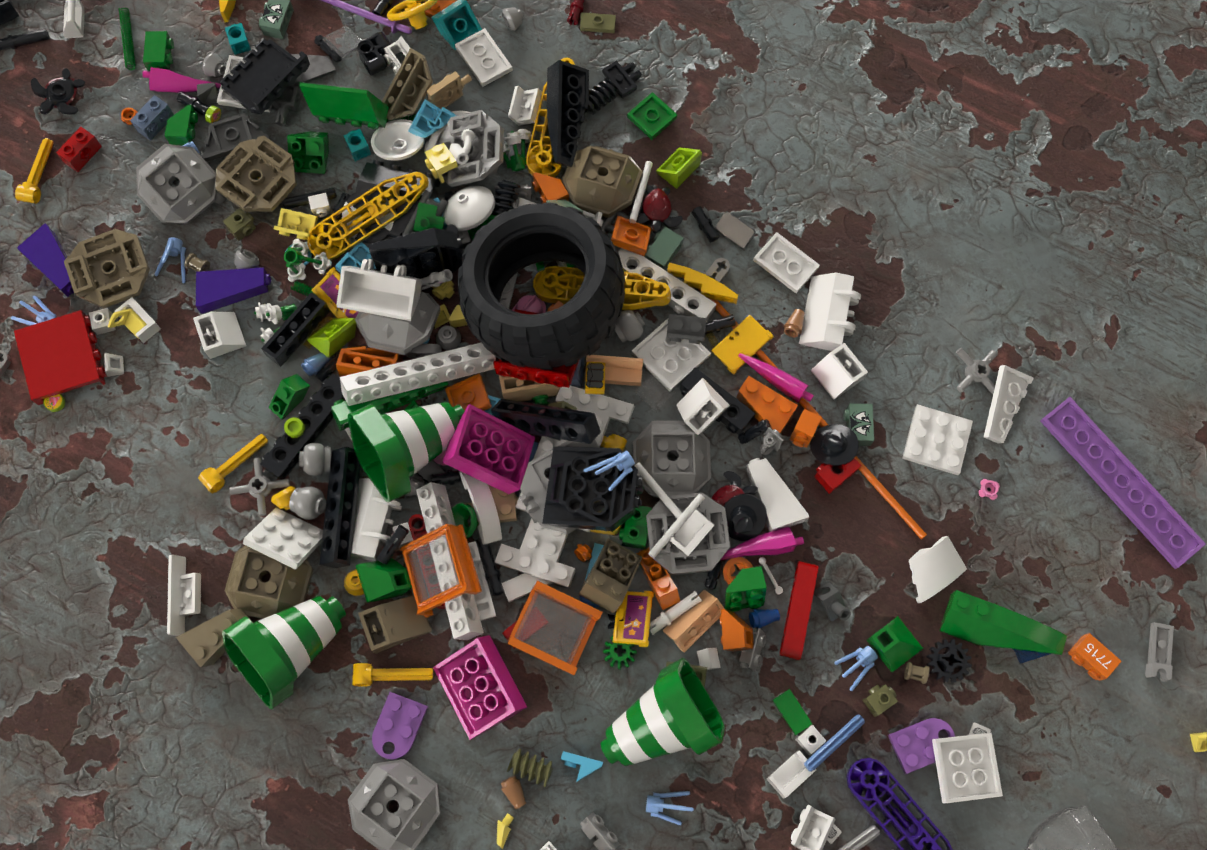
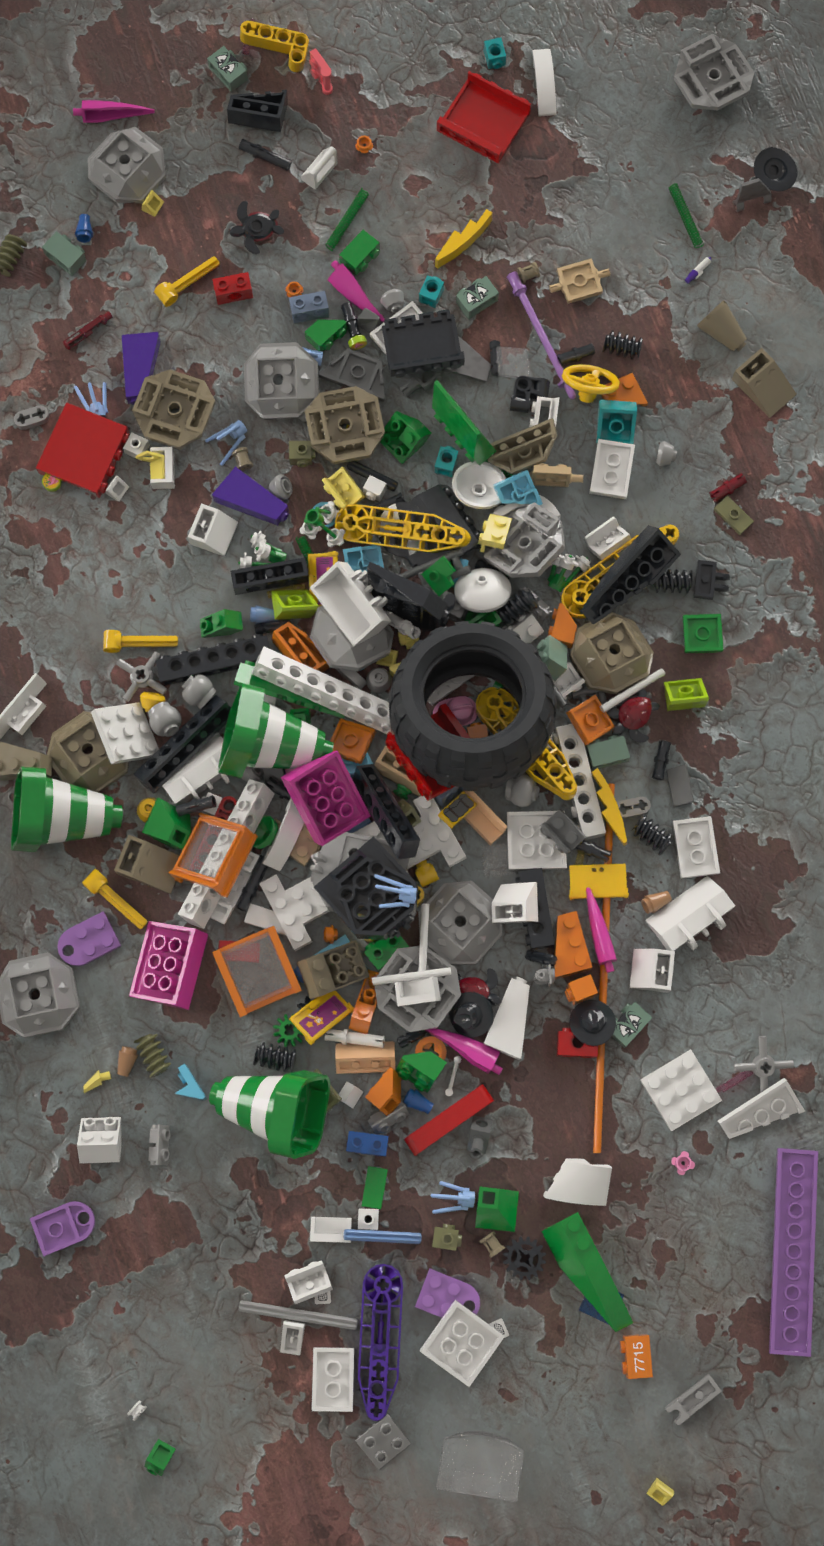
camera: 45 degrees right, 5 degrees up
(294, 427) = (202, 653): lime tile -> none
(459, 153) = (514, 540): white plant -> none
(628, 681) = (276, 1057): none -> black piece
(656, 805) = (215, 1161): light blue plant -> none
(749, 278) = (652, 834): none -> black piece
(757, 683) = (367, 1143): none -> blue brick
(966, 400) = (734, 1081): none -> clear pink wheel

